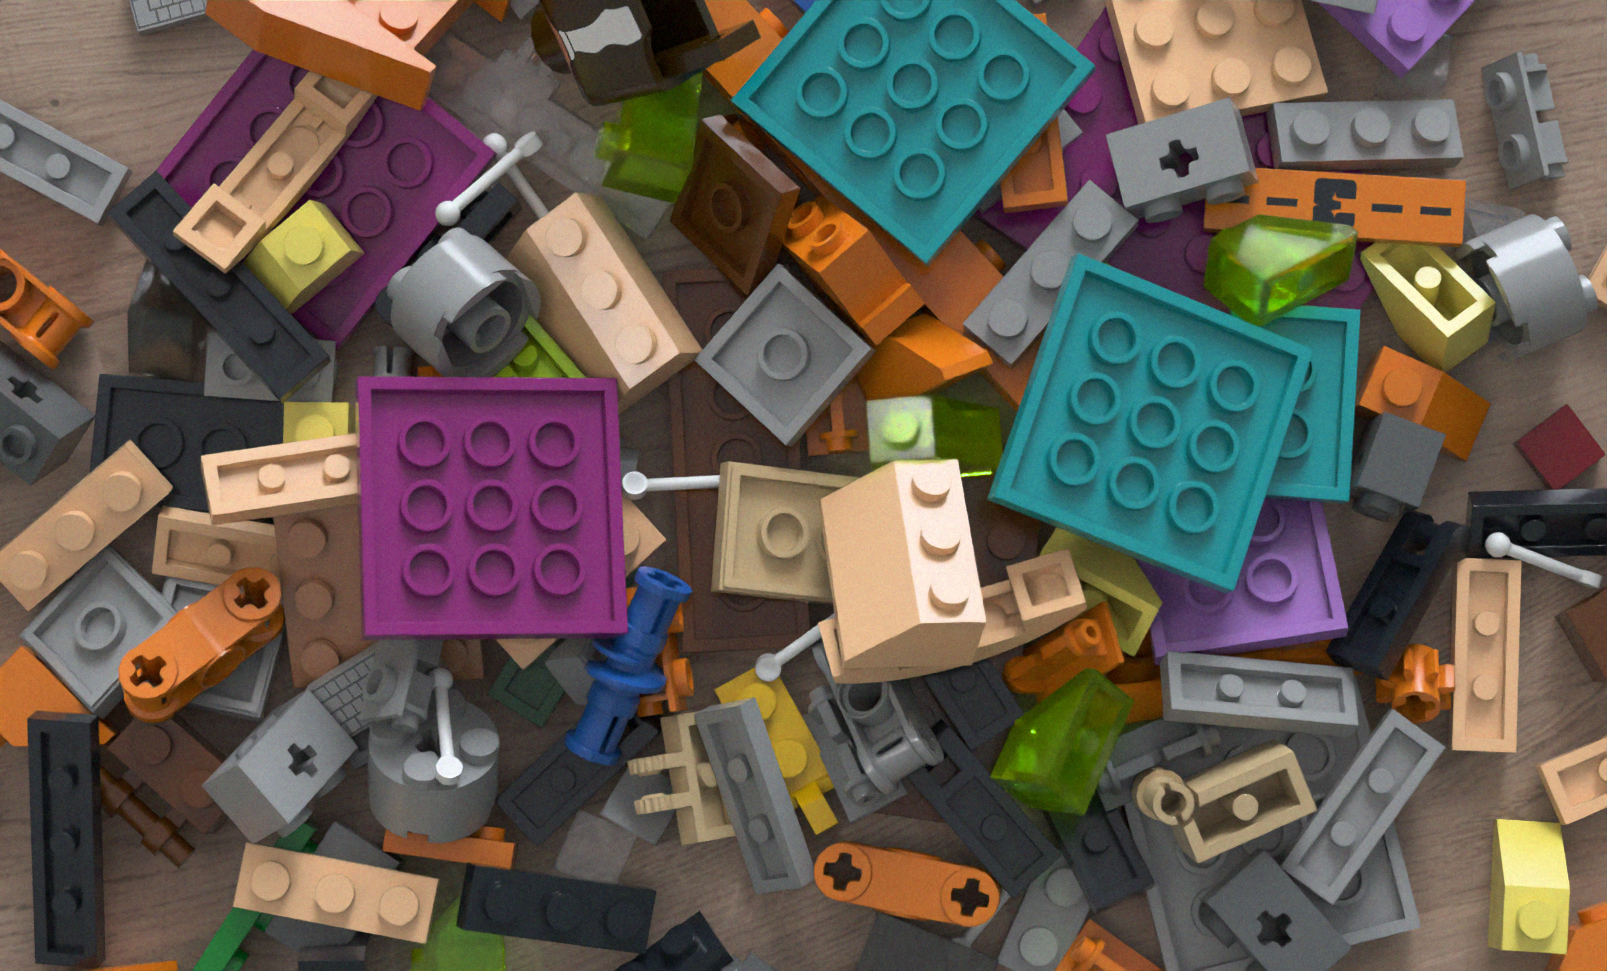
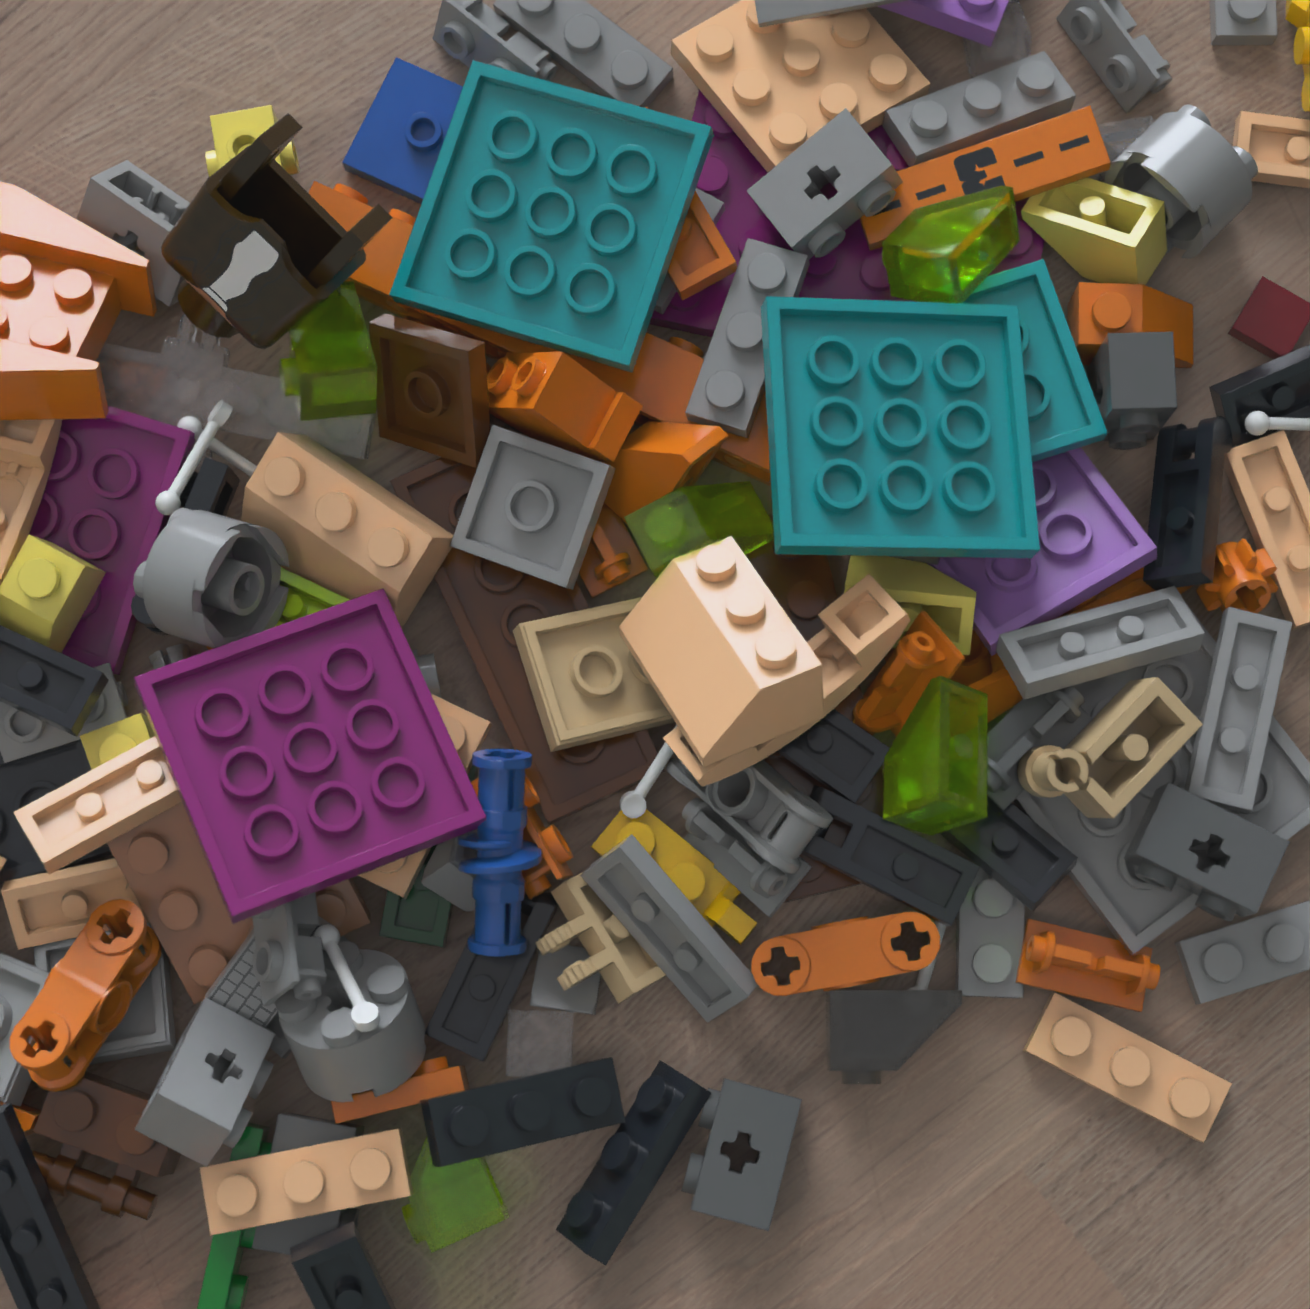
camera: 15 degrees left, 5 degrees down
(636, 484) = (442, 682): white hinge -> none

